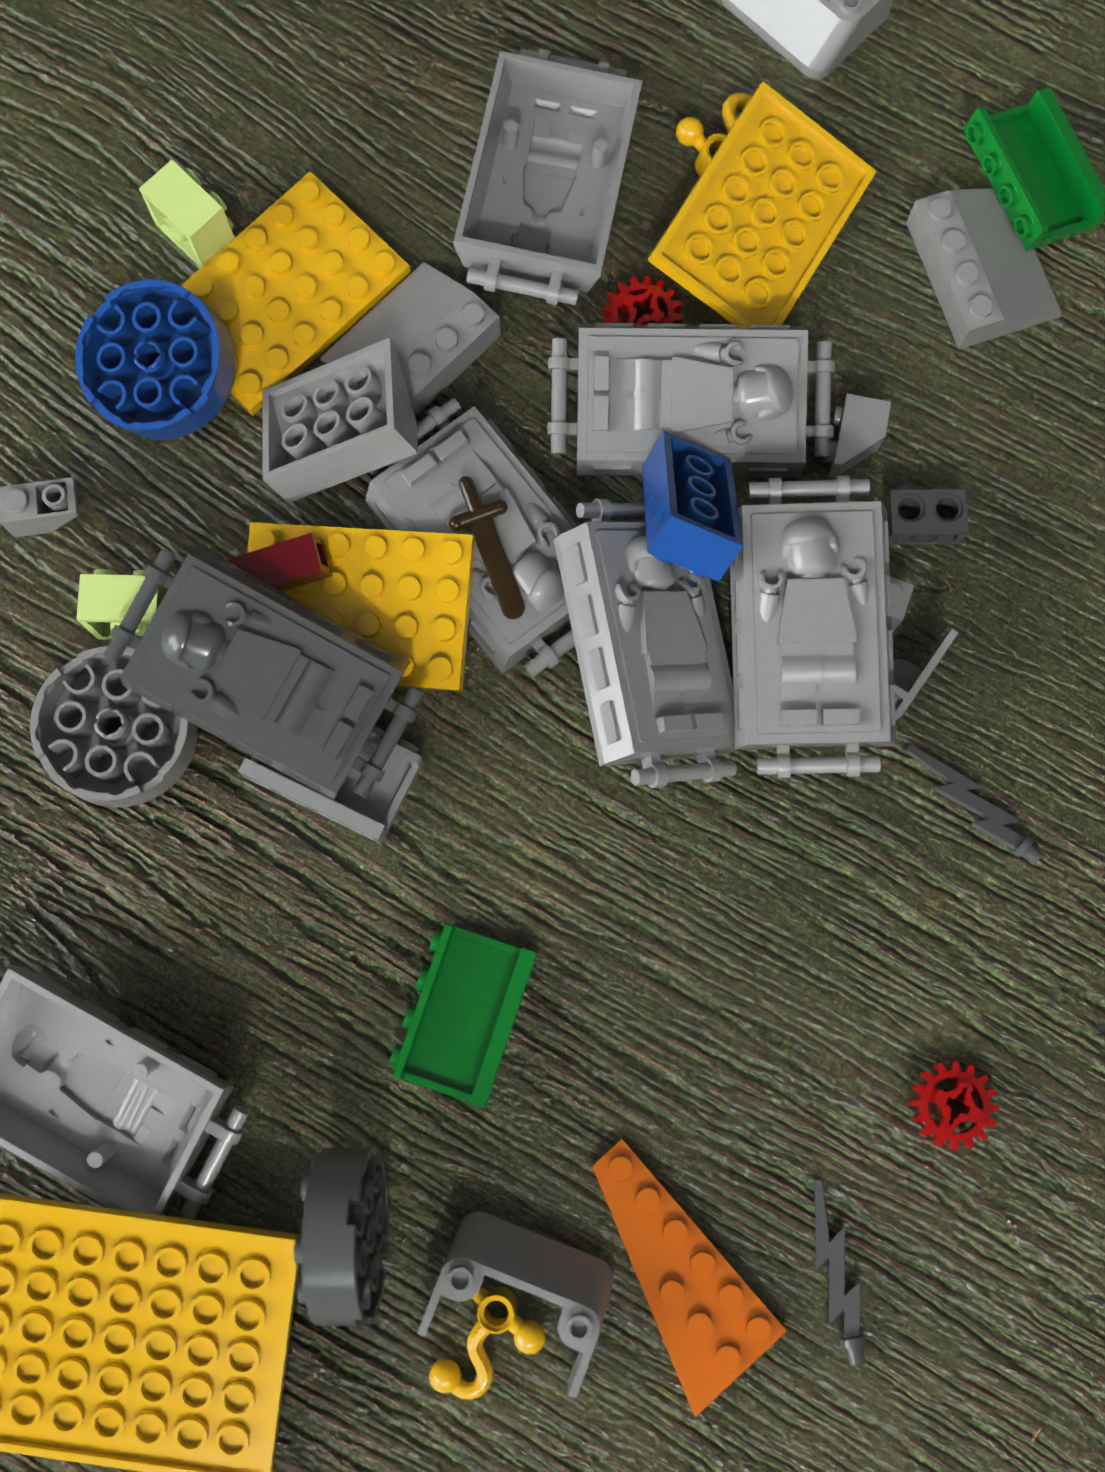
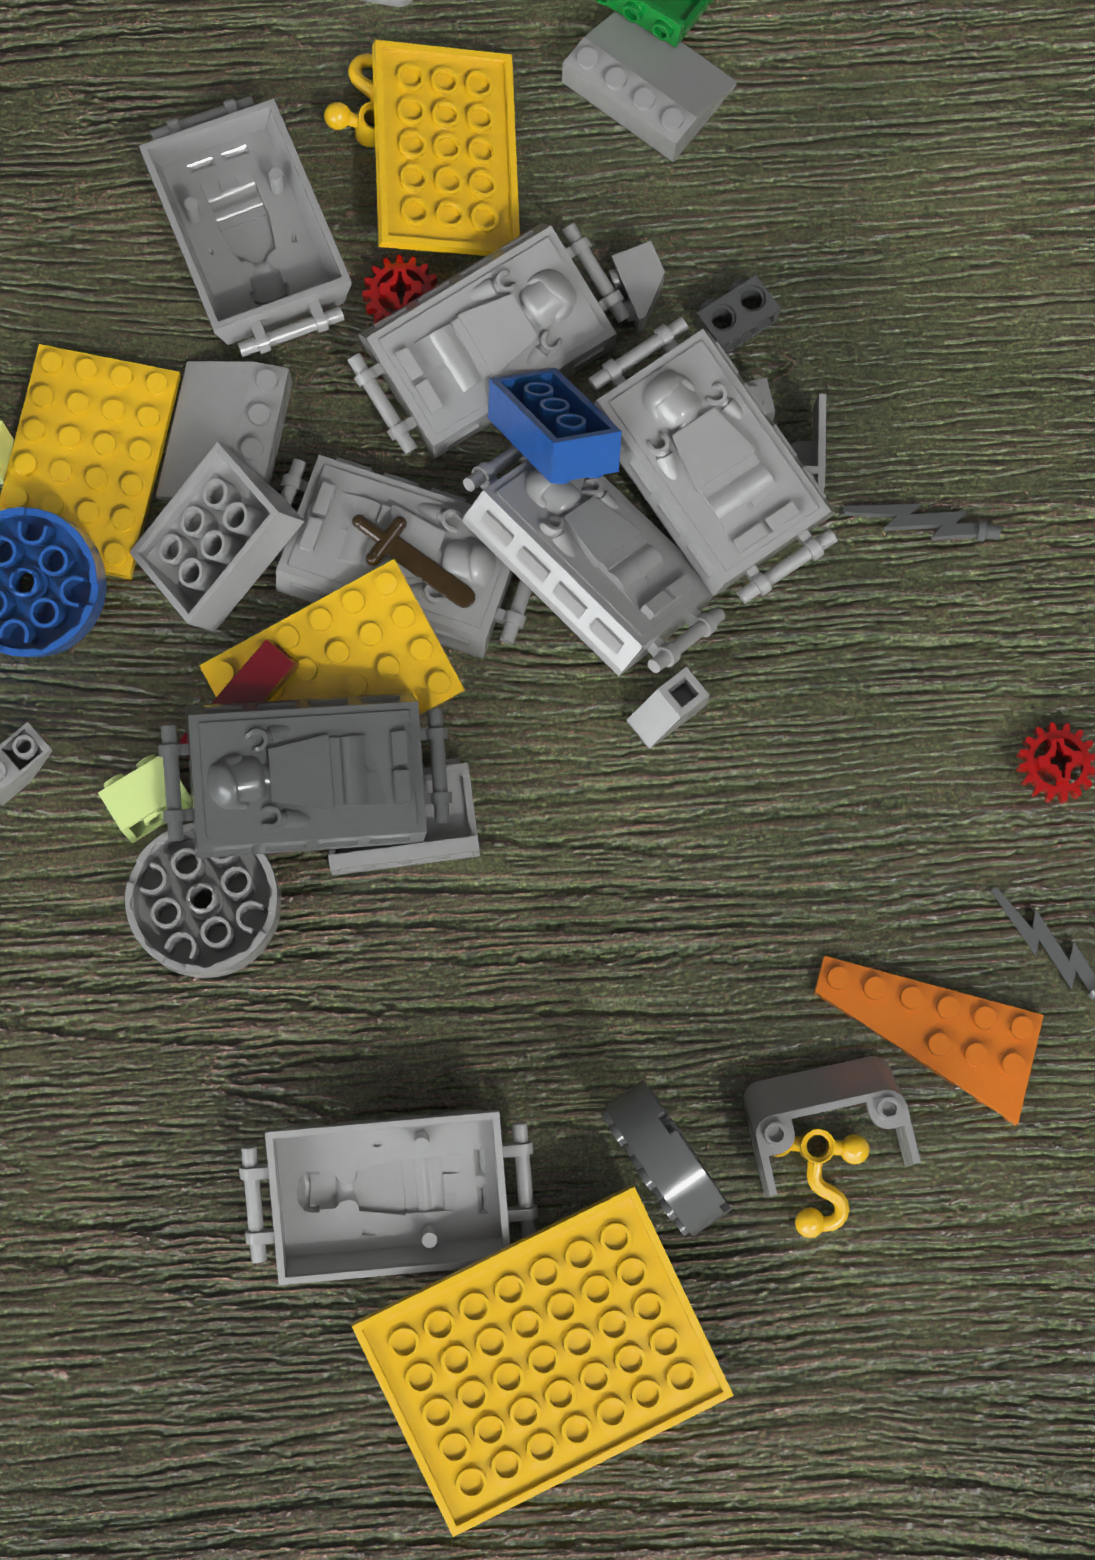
camera: 35 degrees left, 0 degrees up
(463, 1014) = (638, 943): green panel -> none
(631, 823) = (668, 708): none -> light grey slope

